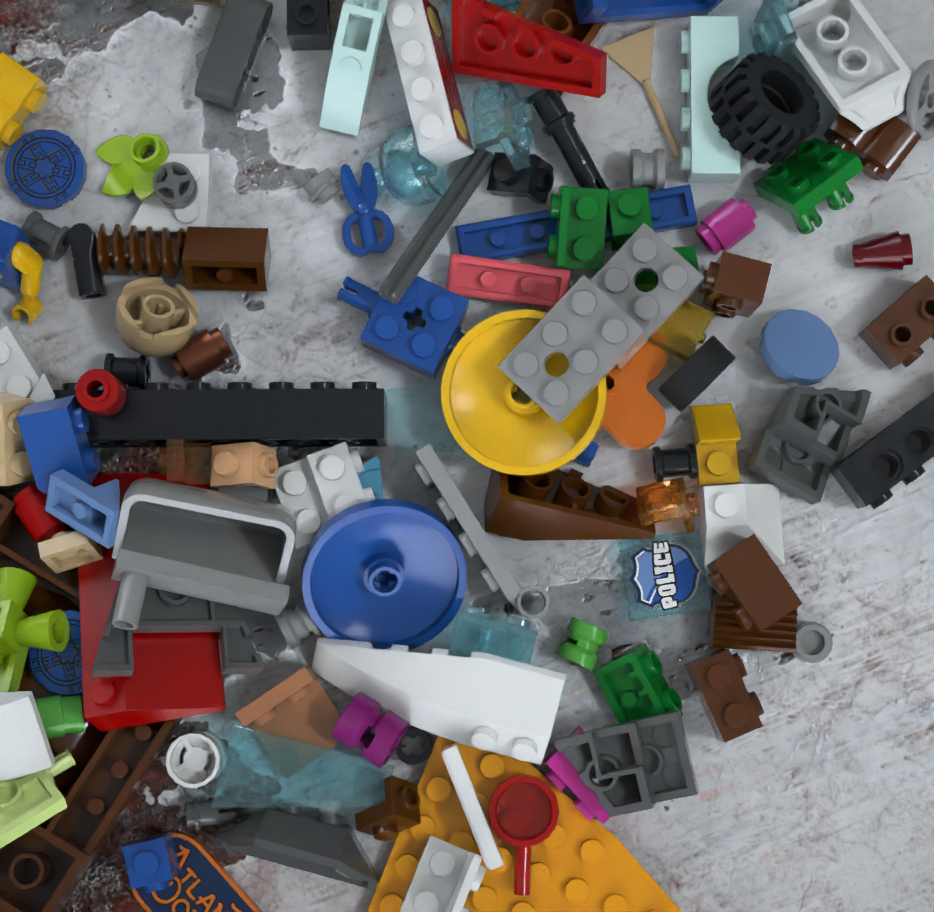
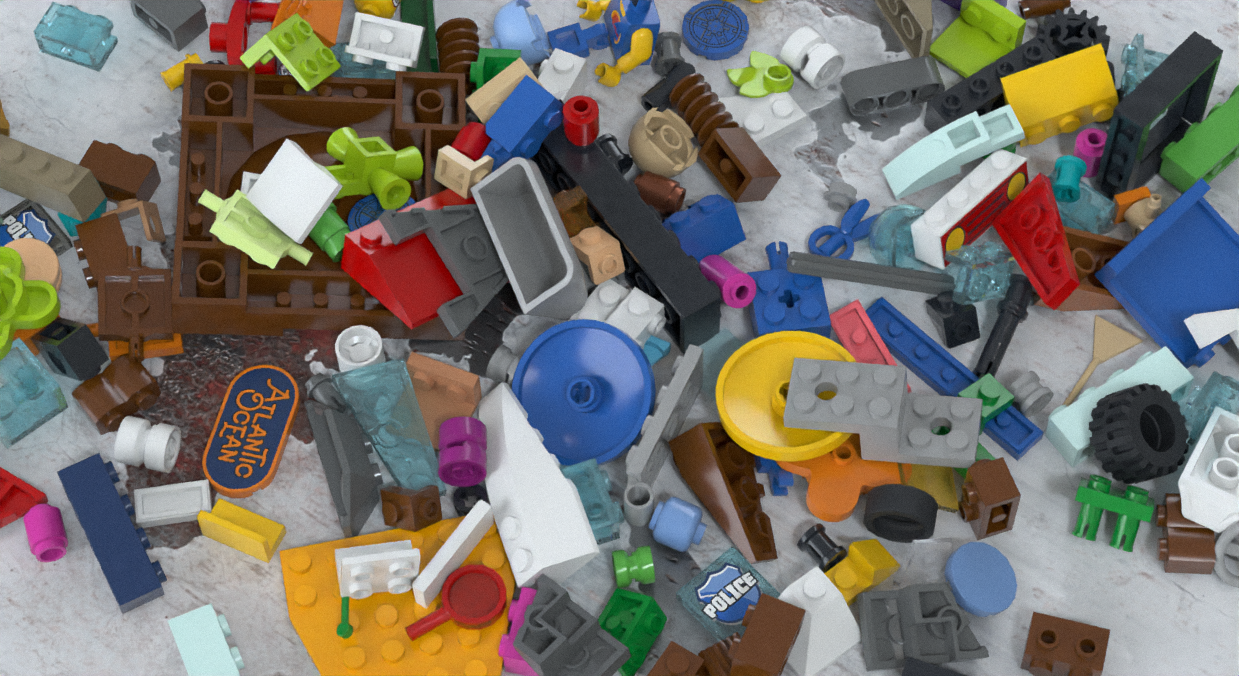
camera: 60 degrees right, 25 degrees down
(85, 507) = (493, 148): medium blue slope -> none
(144, 570) = (498, 269): light grey piece -> none
(150, 102) = (810, 55): none -> white wheel
(151, 862) = (266, 368): blue brick -> none
(171, 177) = (759, 95): flat silver wheel -> none
(273, 344) = (707, 227): none -> blue brick
(352, 362) = (735, 285): none -> dark pink brick
(568, 576) = (677, 524): none -> medium blue head
(579, 228) = (946, 366): green bracket -> none
(667, 502) = (785, 552): clear orange bracket -> none
(726, 226) = (1034, 474): dark pink brick -> none
(884, 252) = (1108, 601): dark red cone -> none

